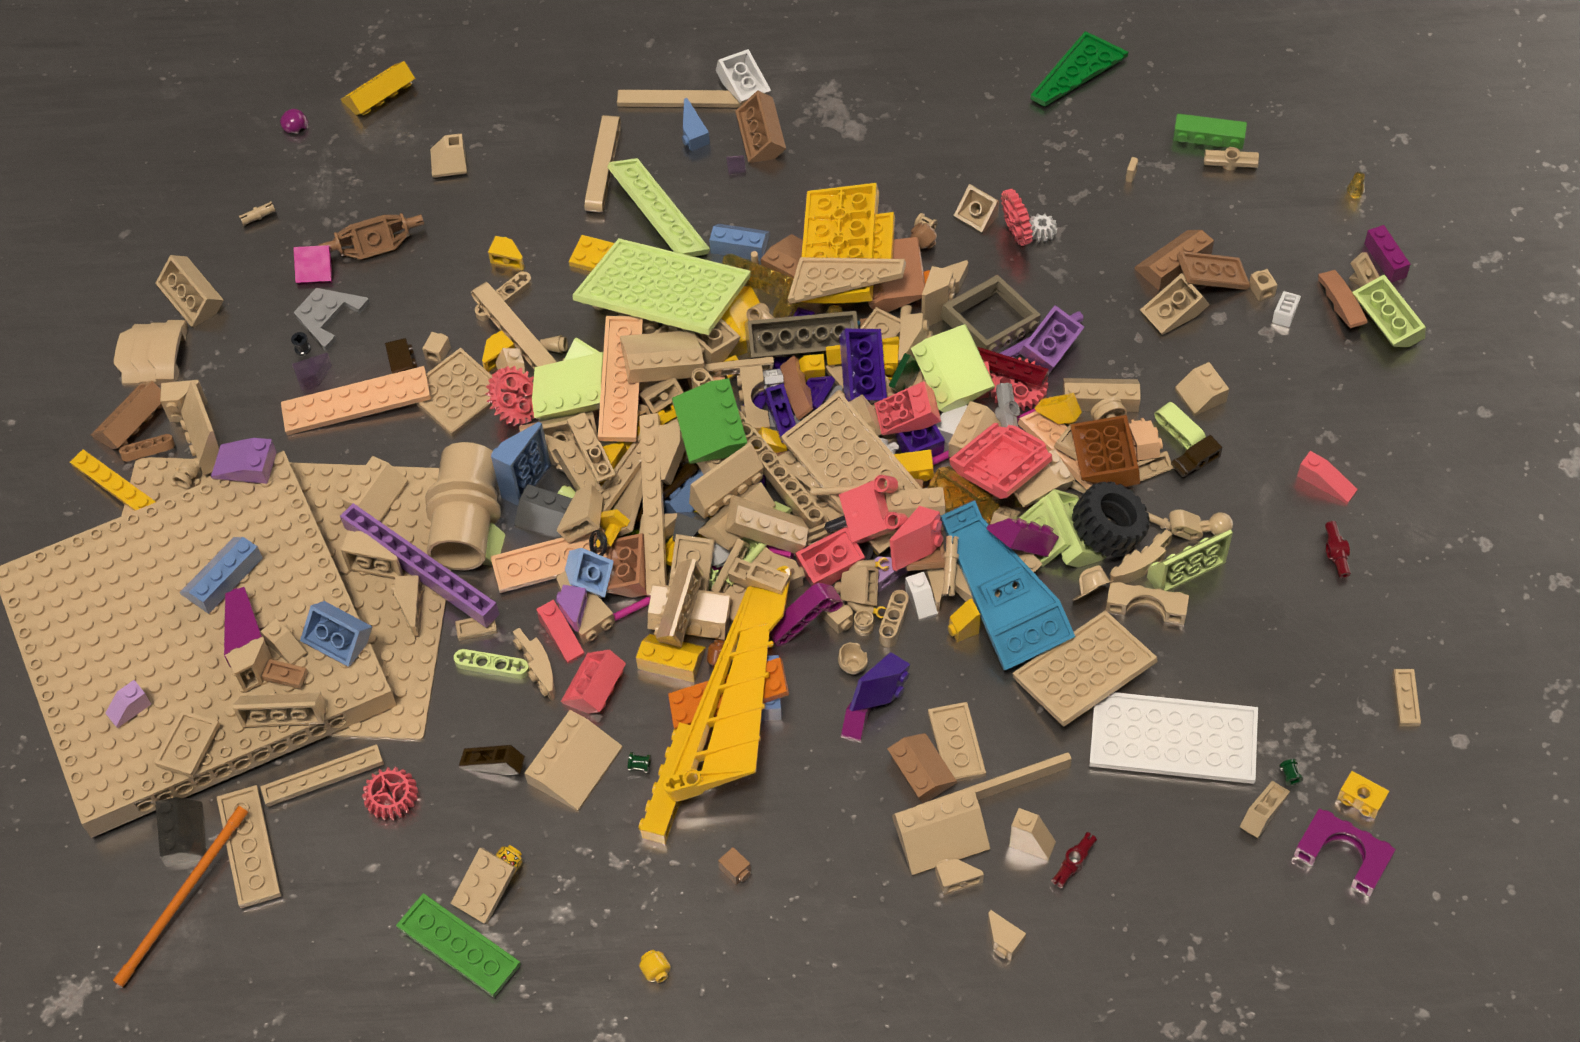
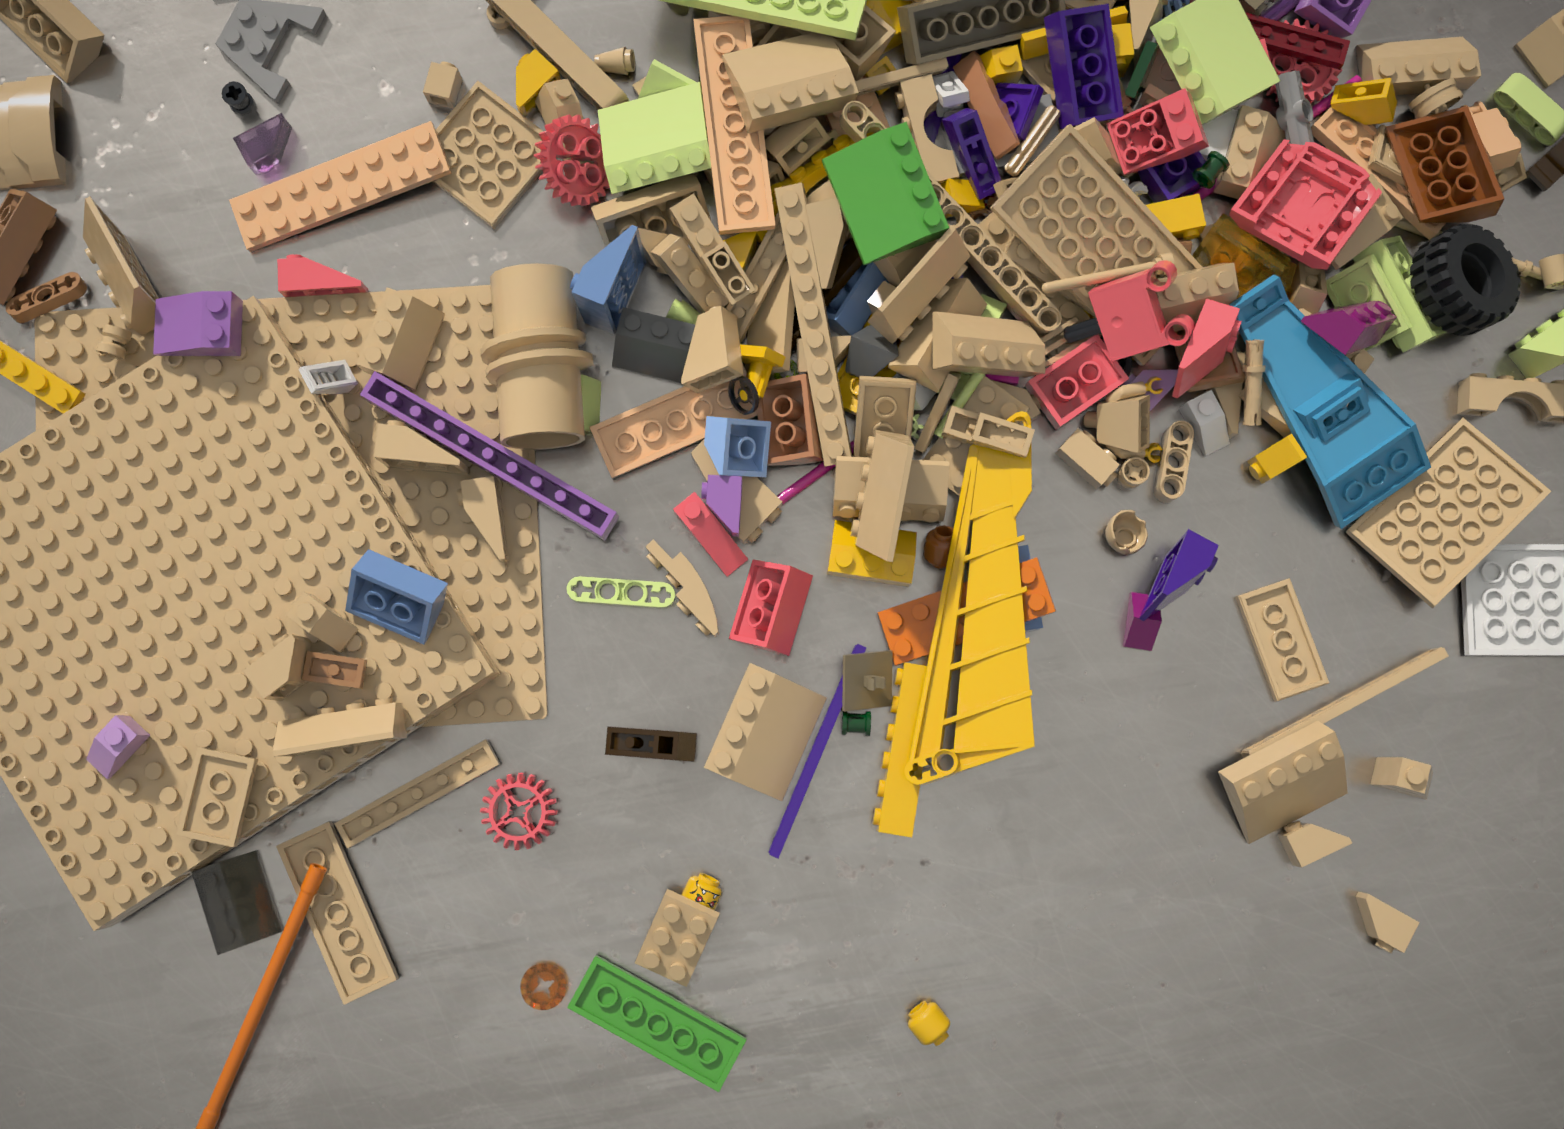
camera: 15 degrees left, 25 degrees up
(173, 397) = (66, 214): tan slope -> none
(222, 573) = (205, 517): medium blue slope -> none
(240, 621) = (253, 601): magenta slope -> none
(322, 506) = (329, 371): none -> white slope
(323, 451) = (308, 278): none -> coral slope
(373, 910) = (530, 982): none -> clear orange gear
(399, 355) = (391, 106): dark brown brick -> none
(471, 629) = (579, 540): tan tile -> none
(607, 777) = (809, 767): none -> dark purple tile
(651, 732) = (867, 680): none -> dark tan piece
(734, 866) = (1013, 864): medium nougat brick -> none
(805, 609) = (1063, 468): magenta beam -> none
(922, 766) = (1246, 688): medium nougat slope -> none
(940, 435) = (1211, 169): none -> dark green bush
(1070, 868) = (1472, 789): dark red pin -> none
(1091, 579) = (1443, 381): tan piece -> none
(1137, 564) = (1505, 334): tan slope -> none

